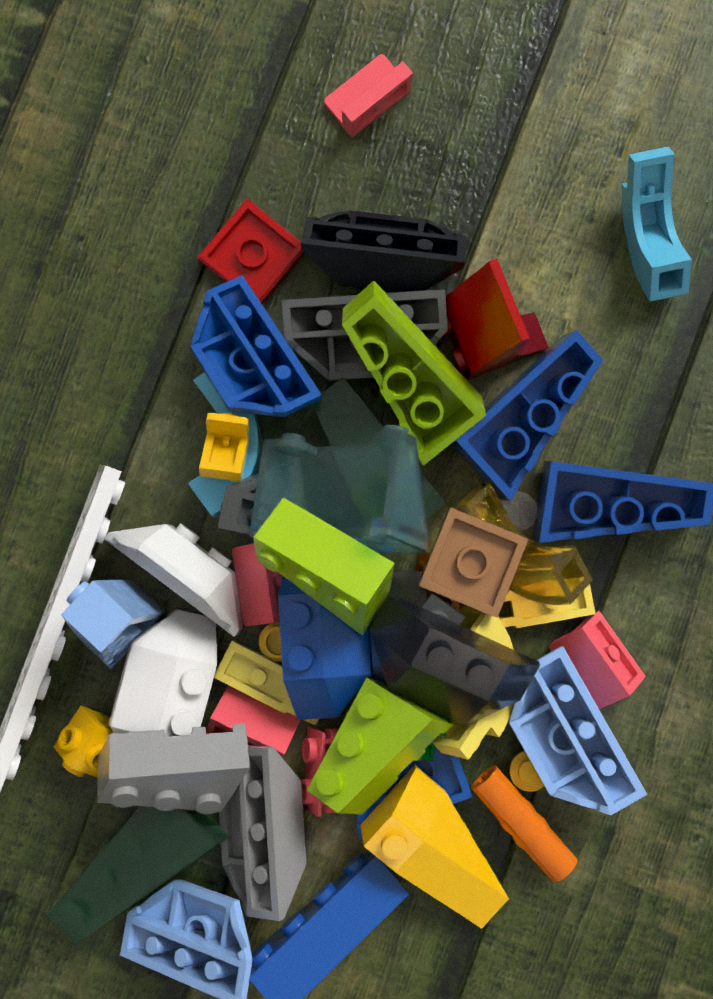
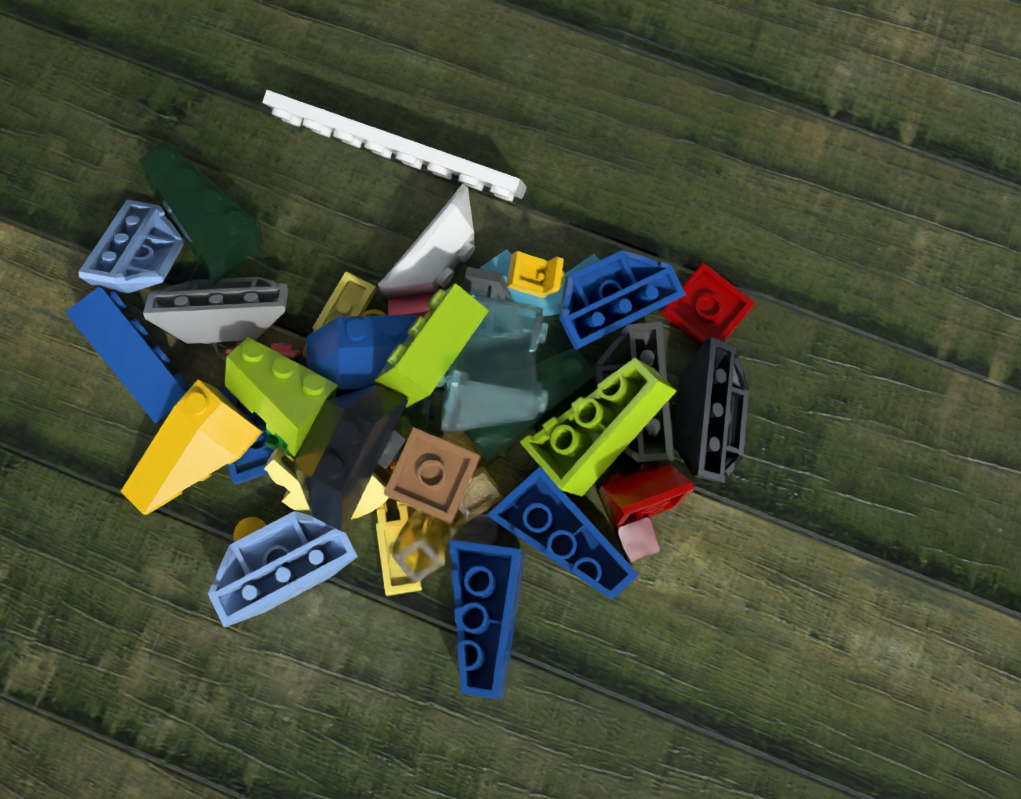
camera: 90 degrees right, 10 degrees down
(83, 741) = (297, 175): yellow brick -> none
(110, 616) = (396, 183): light blue wedge -> none
(167, 676) = (336, 231): white wedge -> none
(173, 771) = (269, 231): light grey wedge -> none
(263, 723) = (306, 299): coral panel -> none
(369, 94) = (854, 407): coral panel -> none
(524, 824) = (205, 527): orange axle -> none
(601, 660) = (344, 599): coral panel -> none
(649, 226) = (740, 657): medium azure arch -> none

